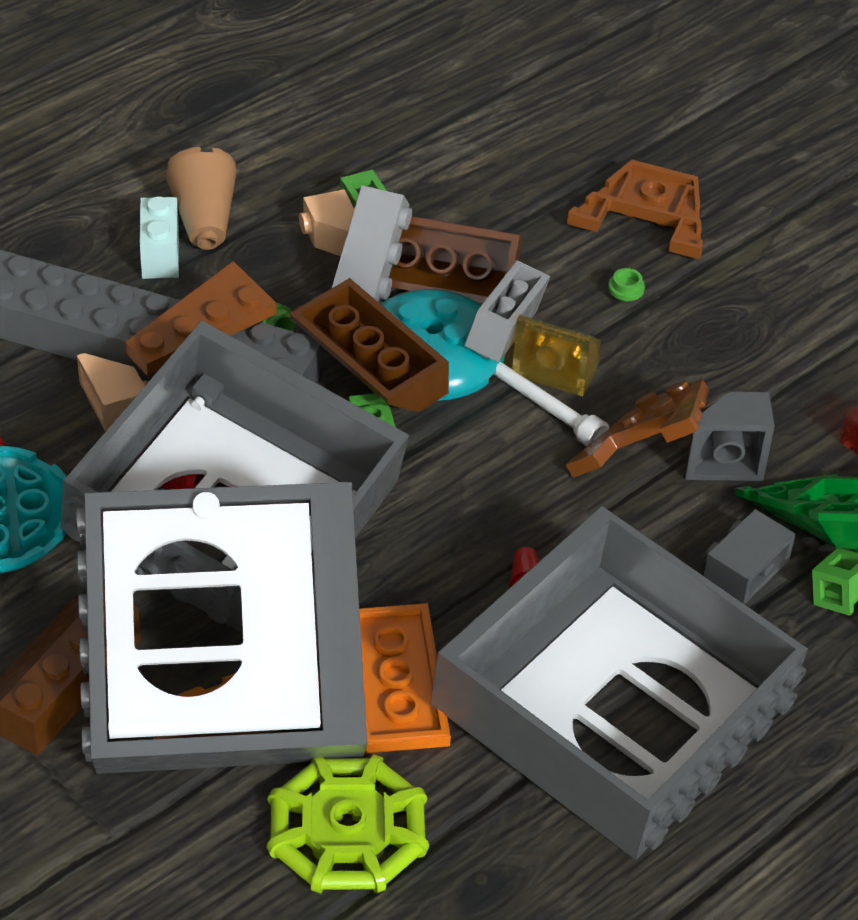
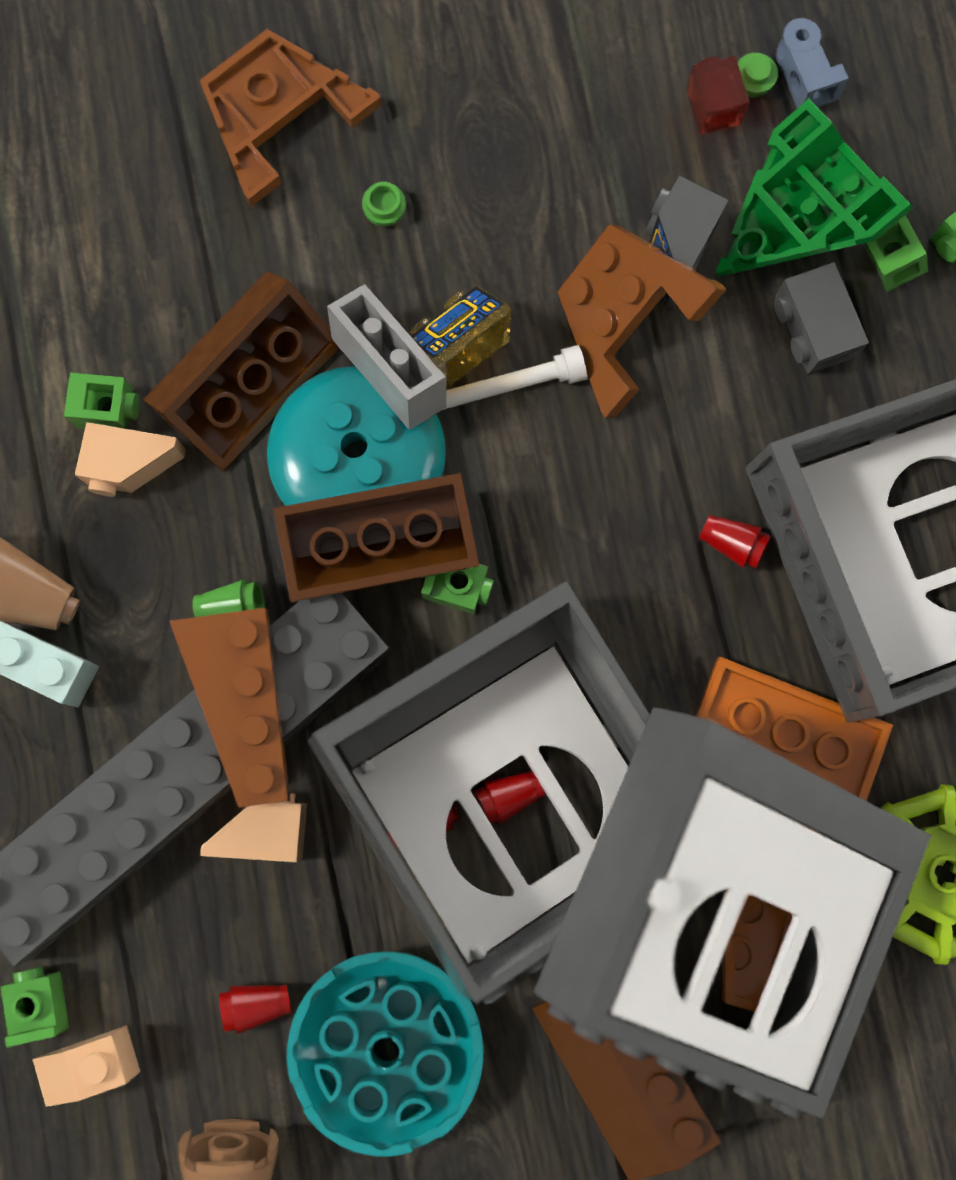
camera: 60 degrees left, 35 degrees up
(374, 241) = (212, 446): light grey brick -> none

